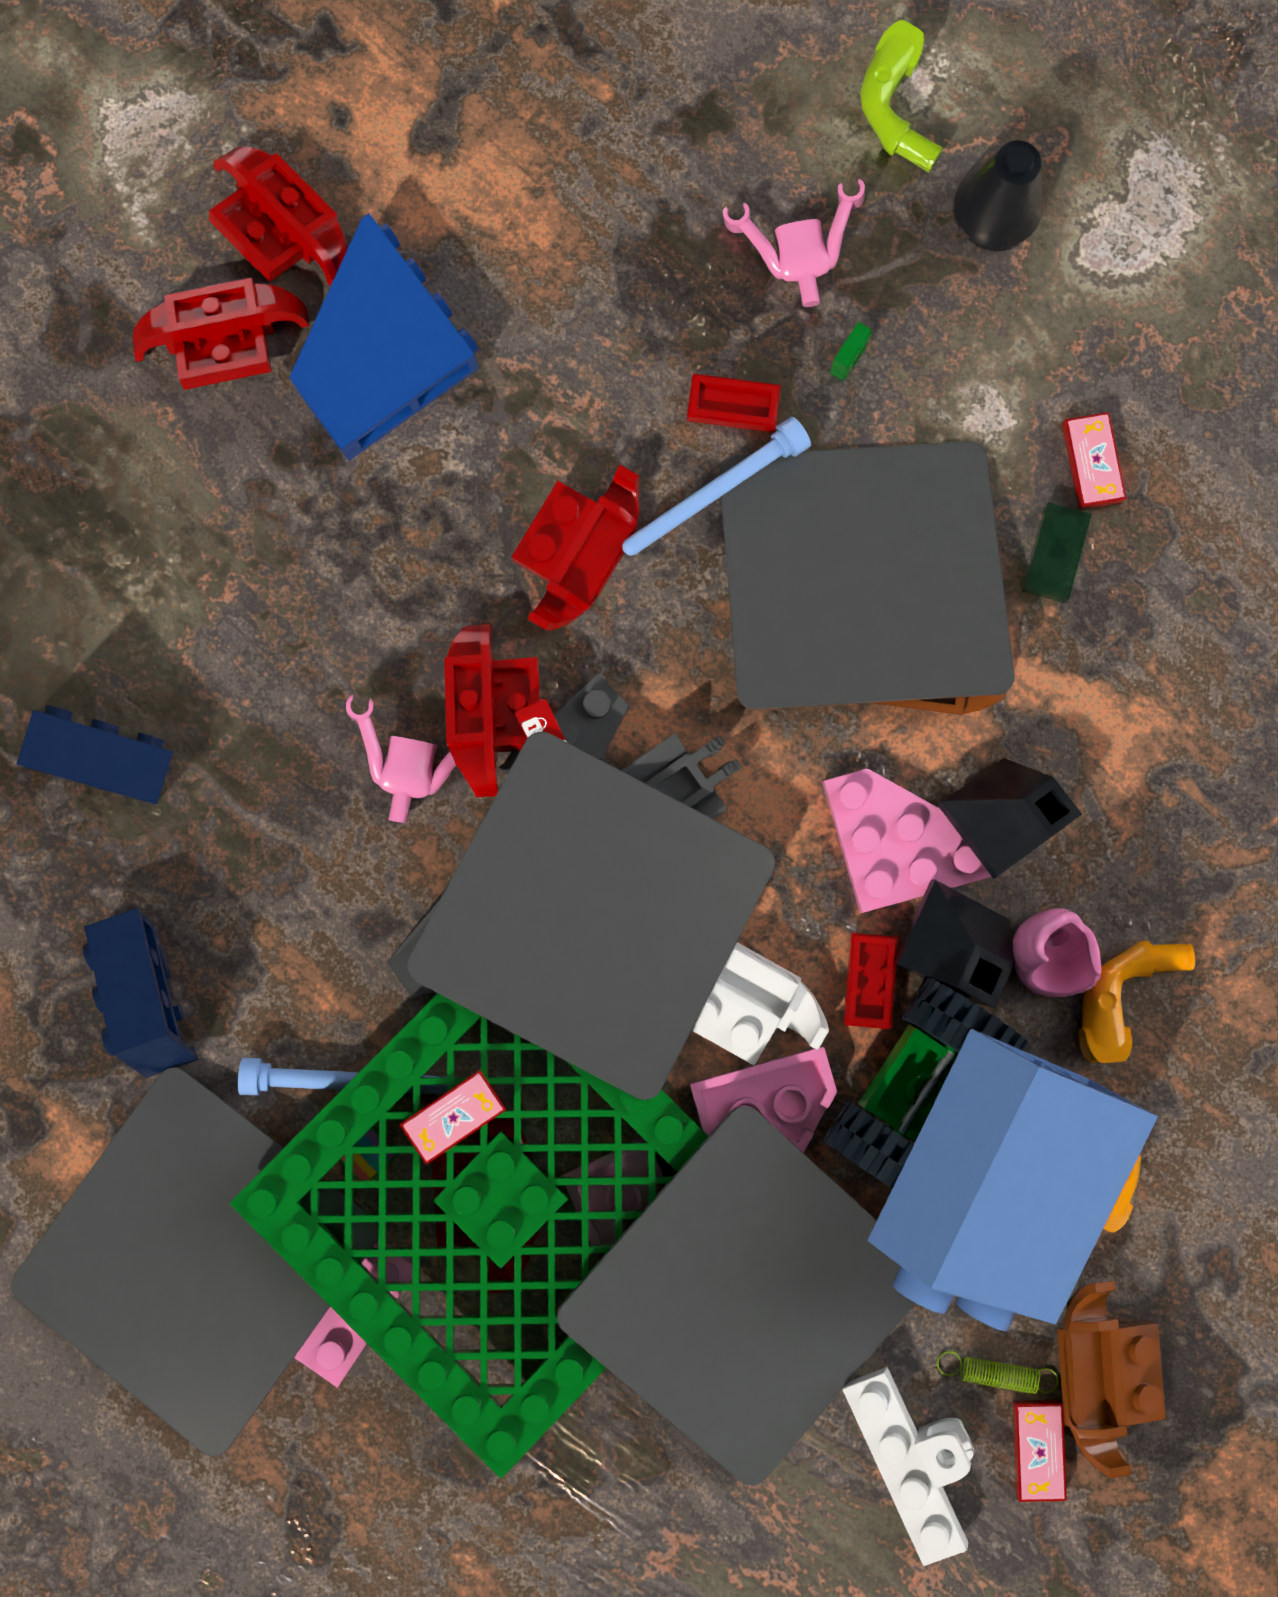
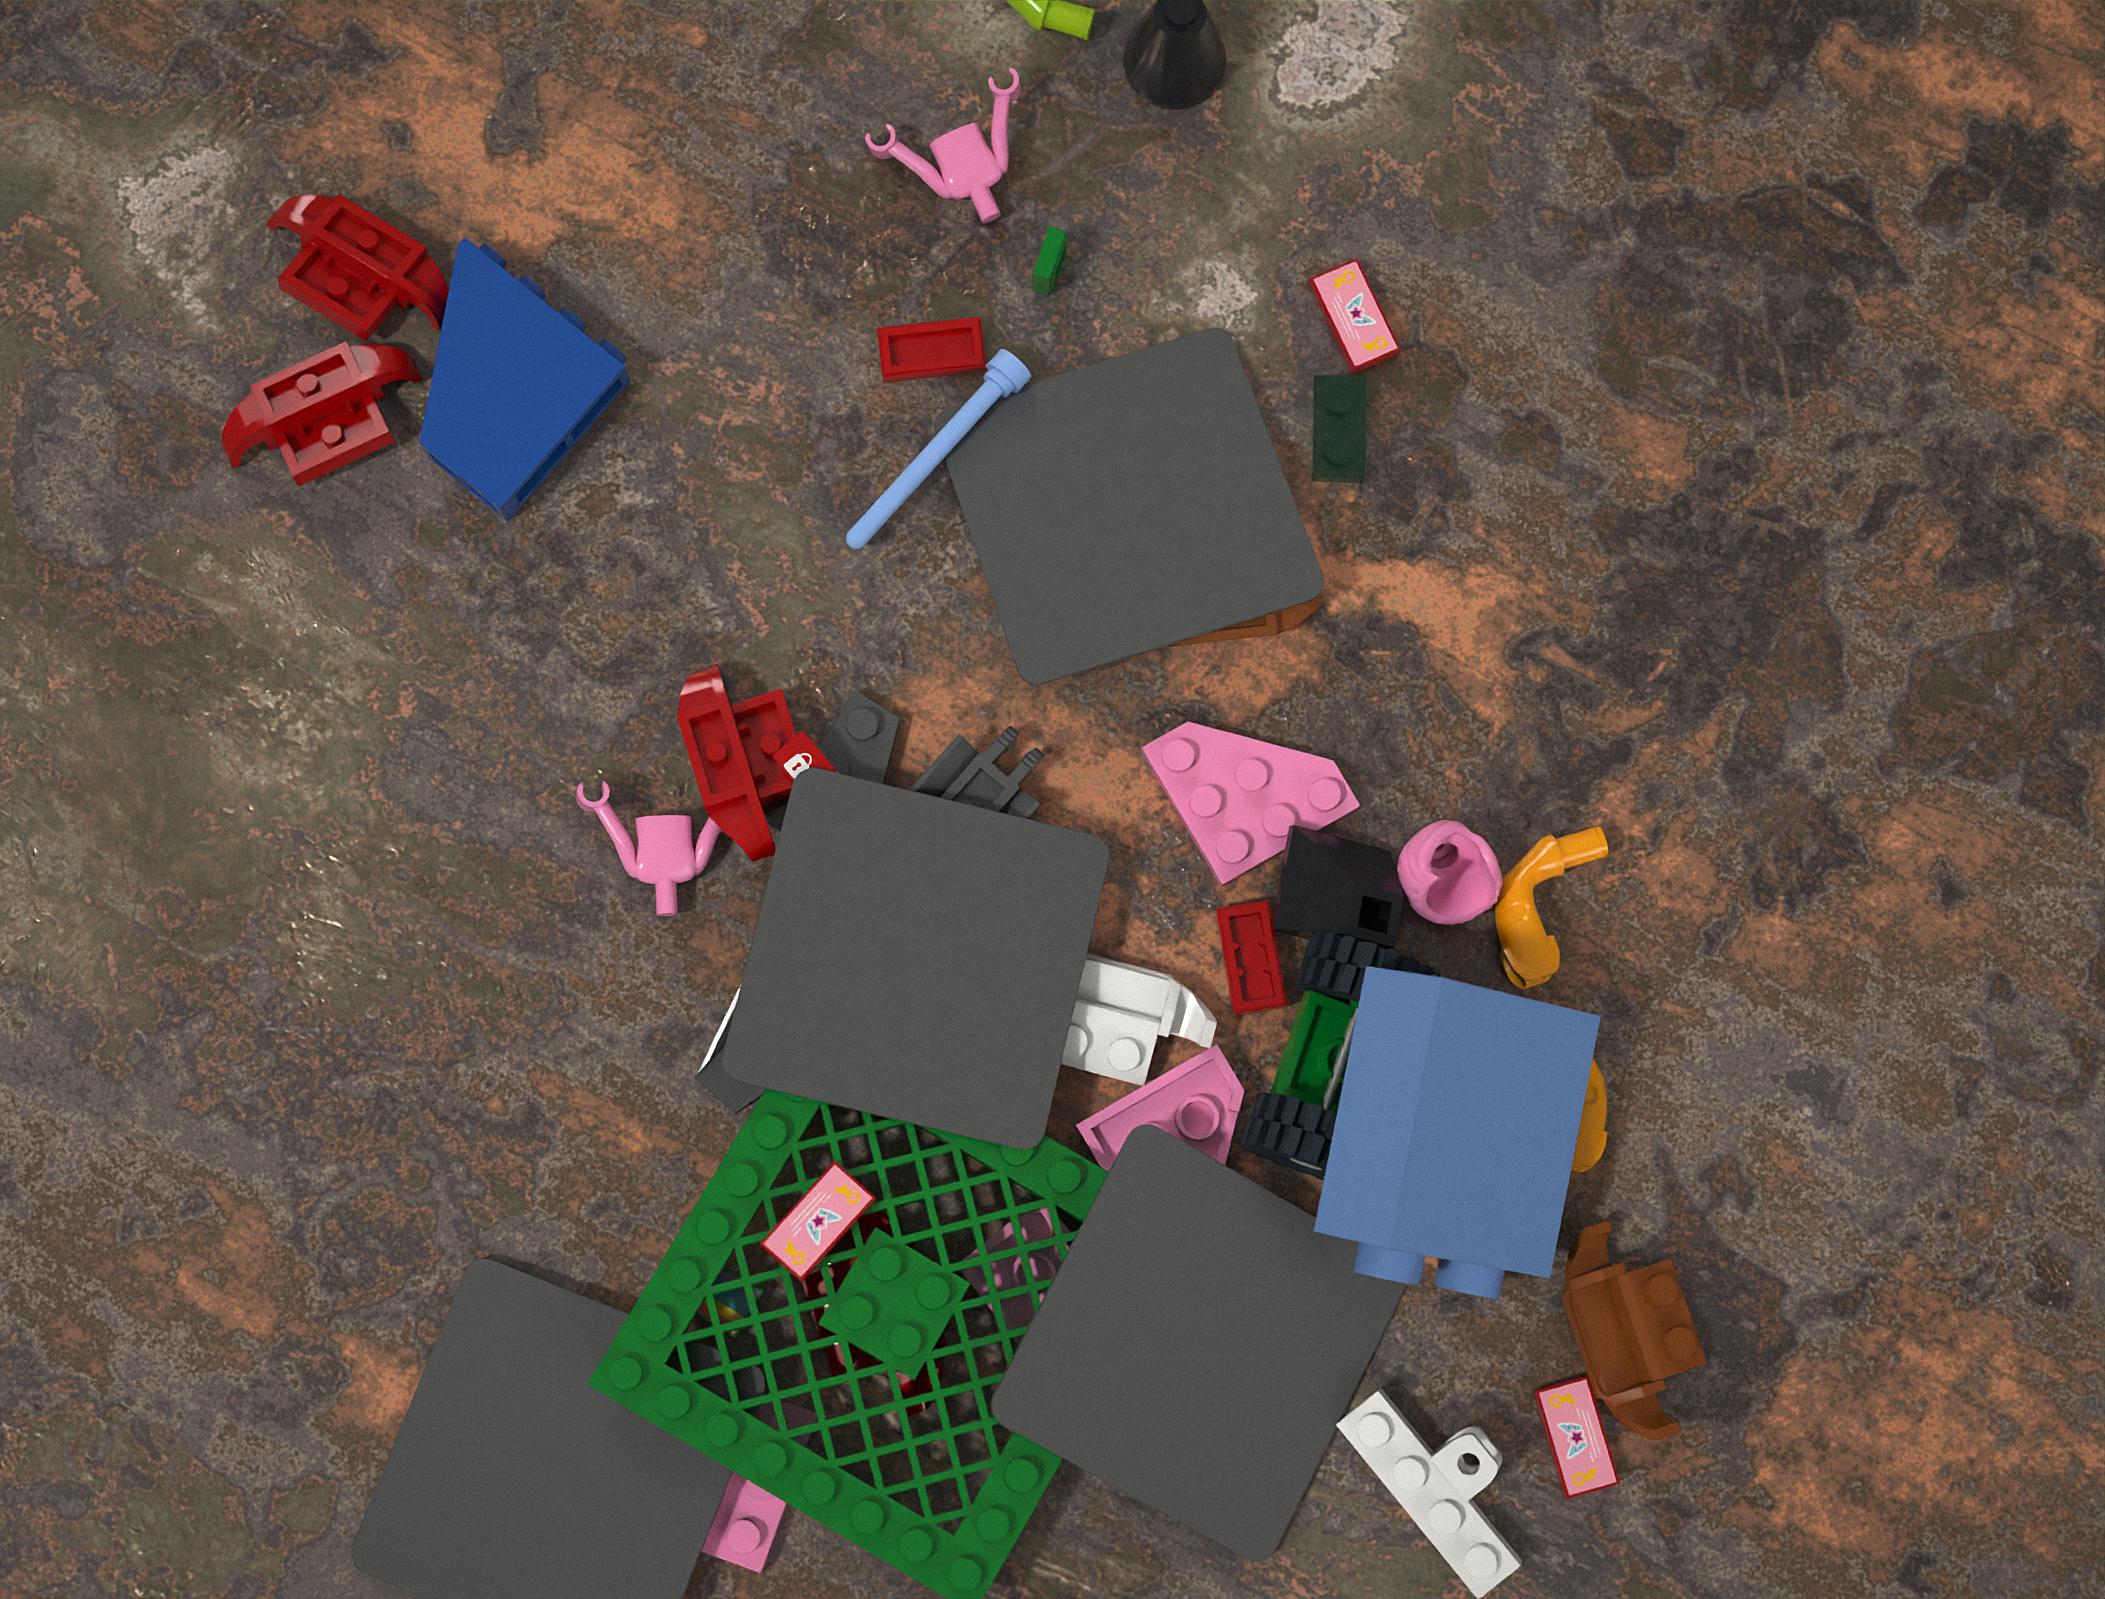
camera: 20 degrees left, 5 degrees down
(95, 755) = (301, 924): dark blue wedge -> none
(135, 994) = (417, 1183): dark blue wedge -> none
(259, 1076) = (582, 1242): light blue piece -> none
(578, 546) = (795, 553): red plate -> none
(1008, 813) = (1357, 731): black slope -> none
(1033, 1377) = (1504, 1355): lime piece -> none

